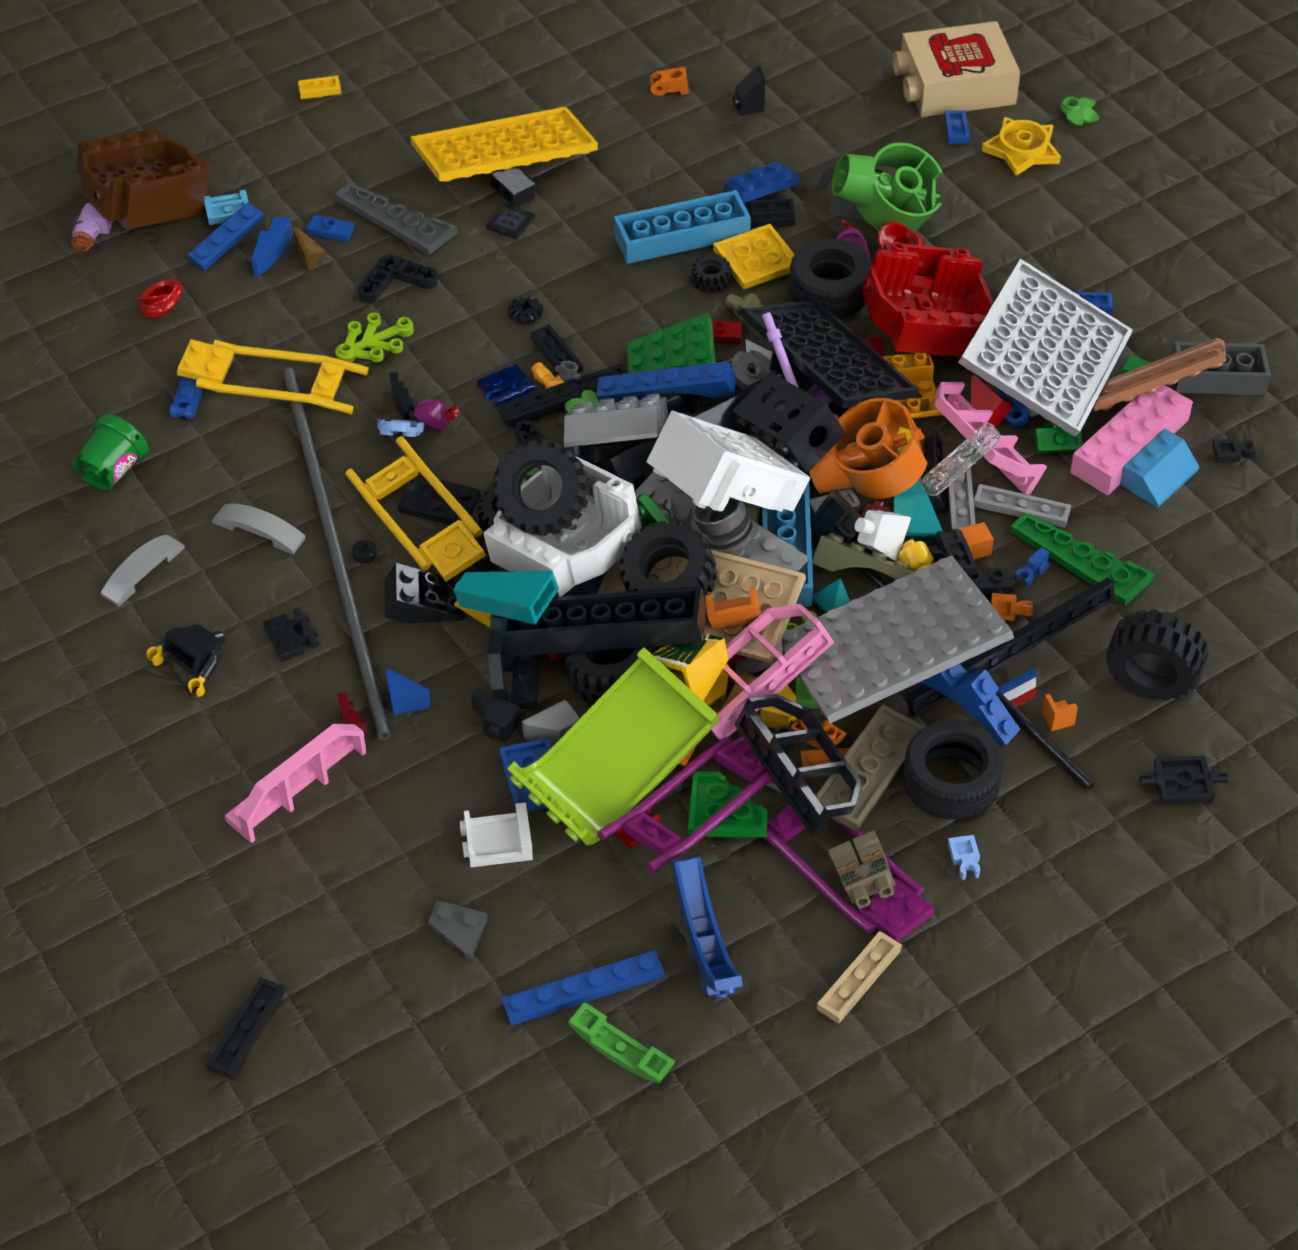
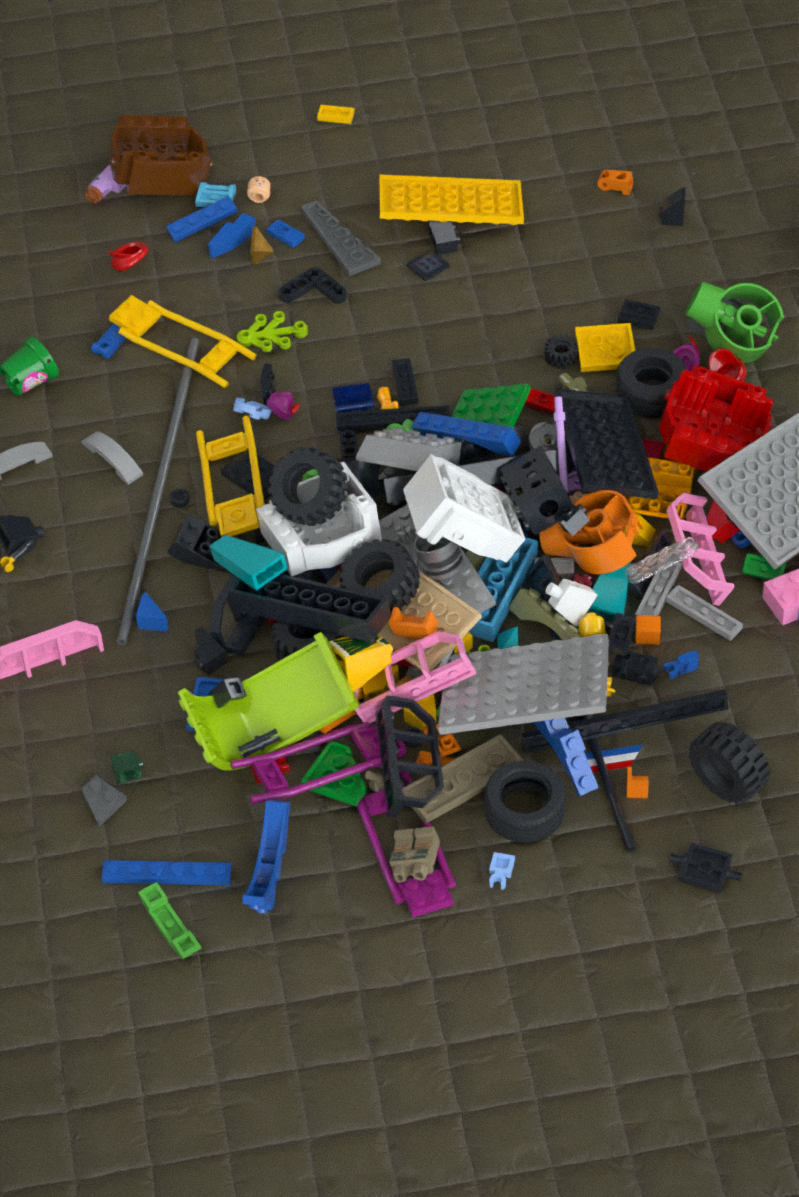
camera: 25 degrees right, 0 degrees up
(275, 188) = (258, 189): none -> light nougat head
(283, 635) = (88, 545): black plate -> none
(348, 714) = (102, 620): dark red slope -> none
(470, 878) = (127, 766): none -> clear green brick
(497, 838) = (162, 743): white panel -> none
(529, 316) = (401, 346): black gear -> none
(550, 723) = (242, 668): light grey slope -> none
(553, 752) = (228, 691): none -> panel
(568, 370) = (401, 400): dark grey plate -> none
(617, 800) = (259, 743): none -> black pin
(649, 511) = (387, 526): green plate -> none
(680, 226) = (555, 306): dark azure brick -> none
(762, 181) = (643, 286): blue plate -> none
(772, 802) = (375, 781): none -> dark tan plate
(848, 442) = (572, 519): none -> brick
(859, 977) = (369, 932): tan plate -> none
(1007, 606) = (643, 690): orange plate -> none
(1083, 558) = (740, 683): green wing -> none

